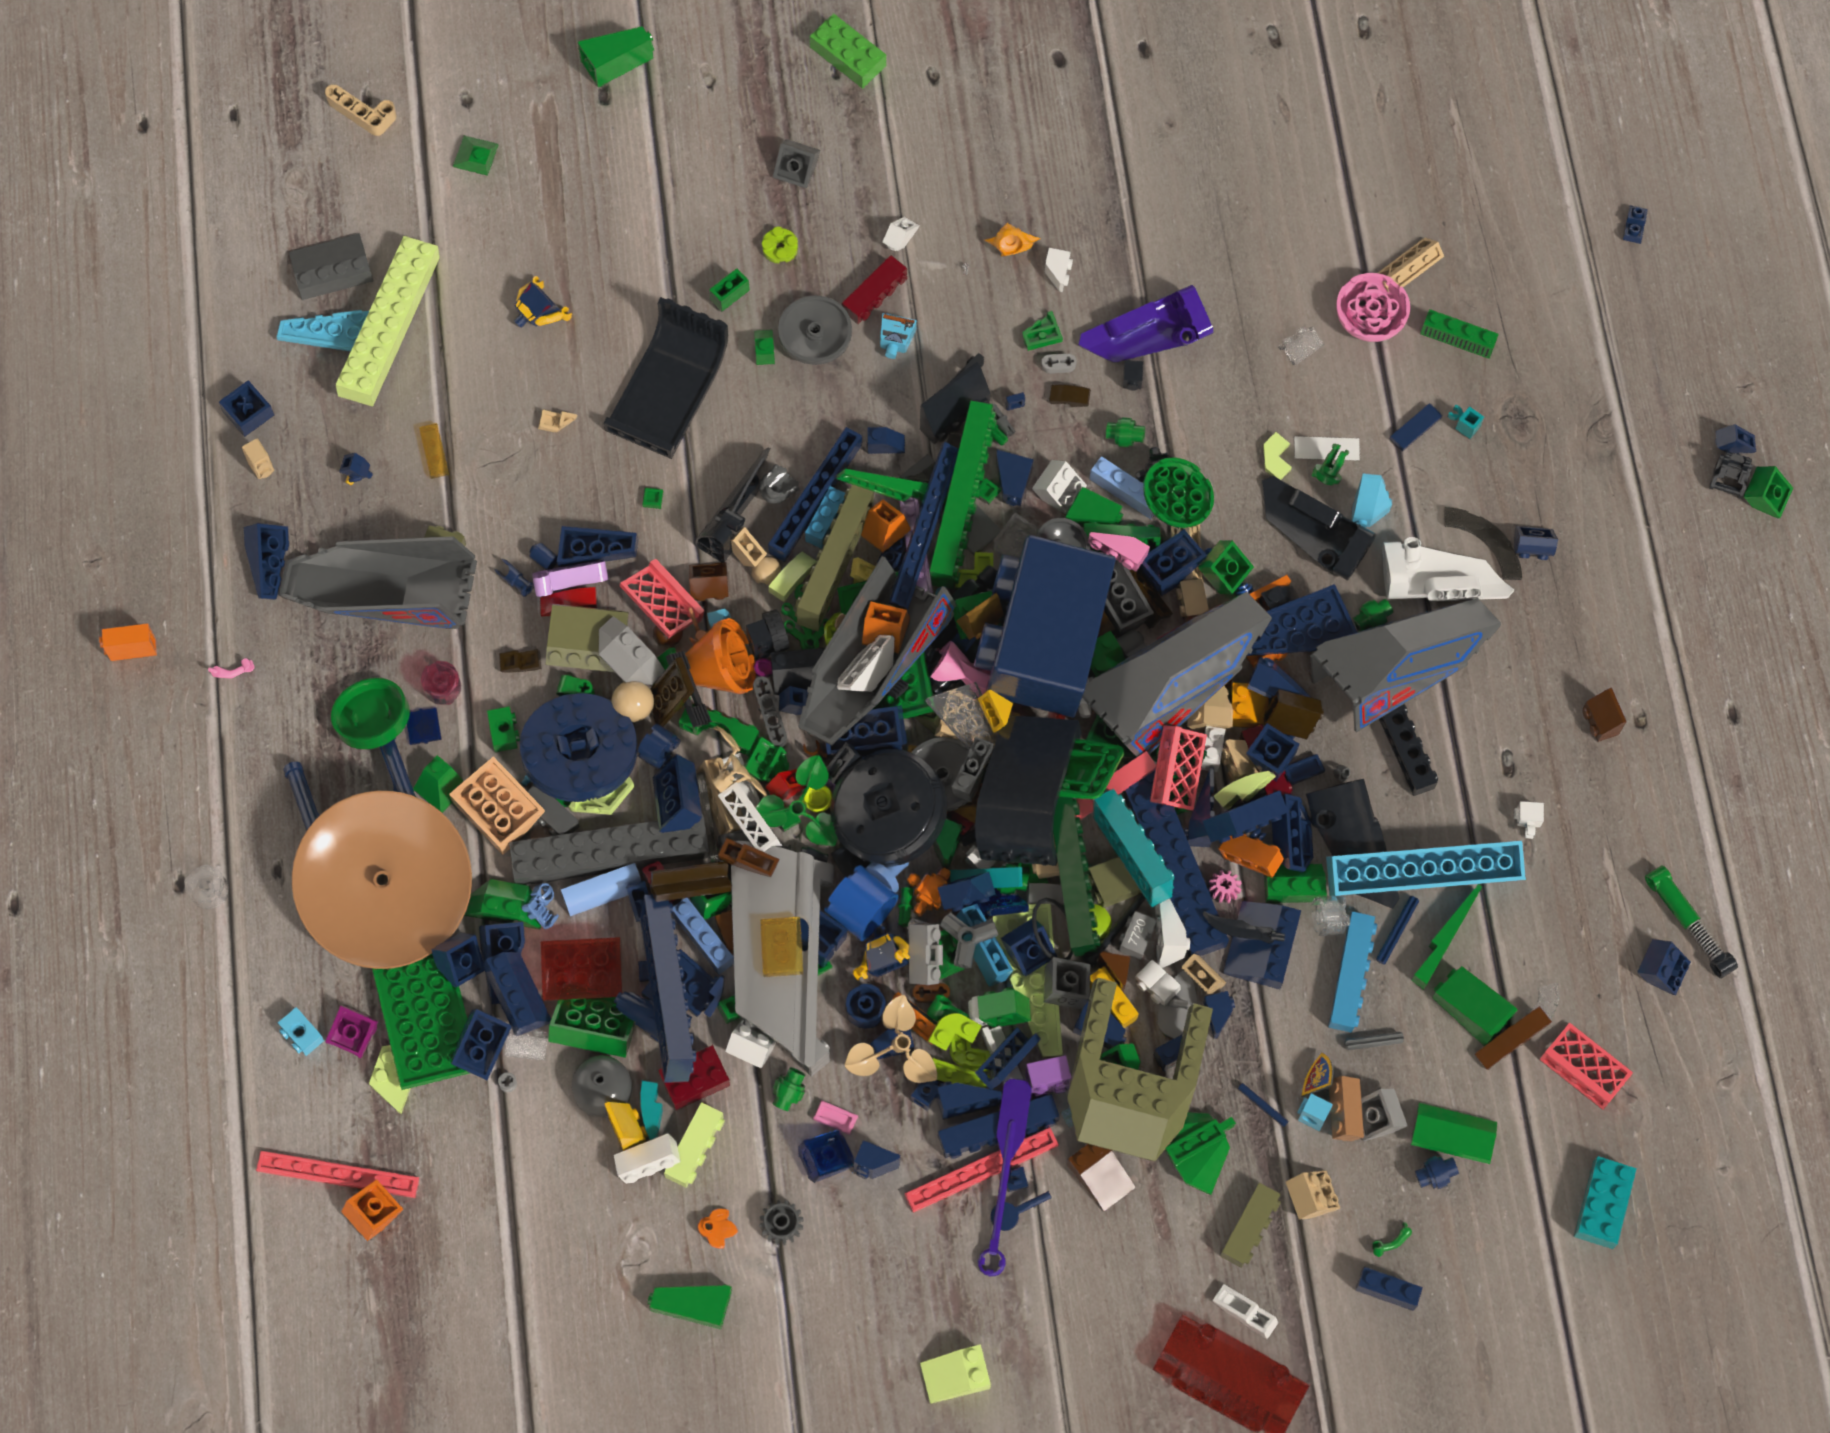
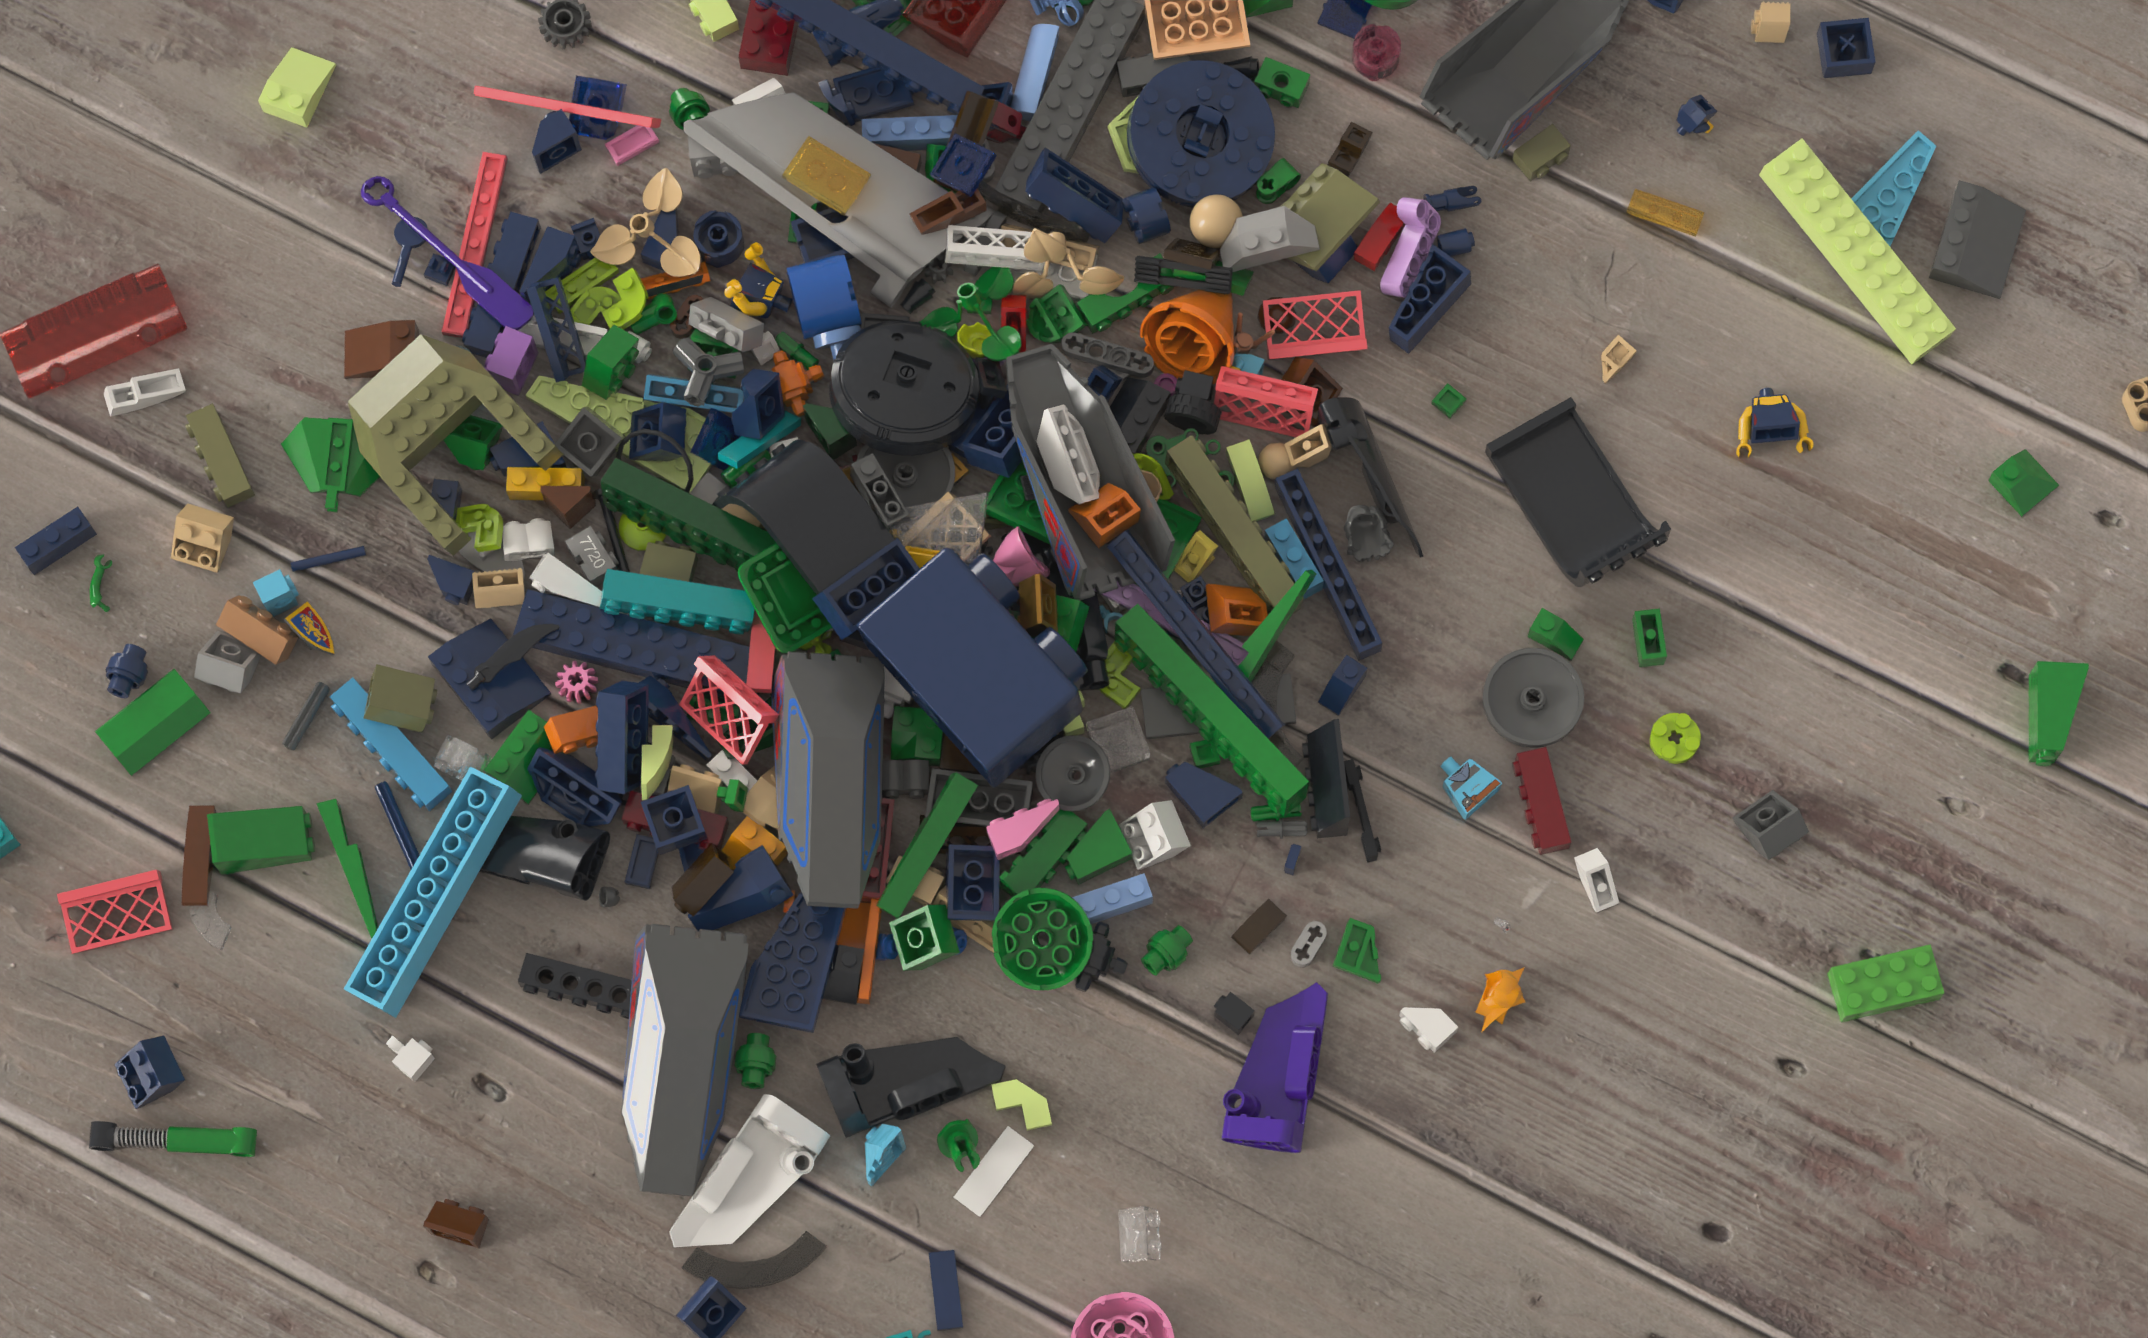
camera: 130 degrees right, 5 degrees up
(508, 760) = (1247, 66): none -> black cone
(711, 868) = (963, 165): none -> clear blue tile
(735, 589) = (1266, 391): none -> coral fence
(846, 1167) = (567, 107): none -> coral tile
(1045, 719) = (865, 587): none -> dark blue brick
(1166, 1012) = (486, 523): none -> lime plate
(1168, 598) = (926, 844): none -> green slope
(1229, 728) = (734, 795): none -> green tile
(1322, 981) = (400, 698): none -> olive brick

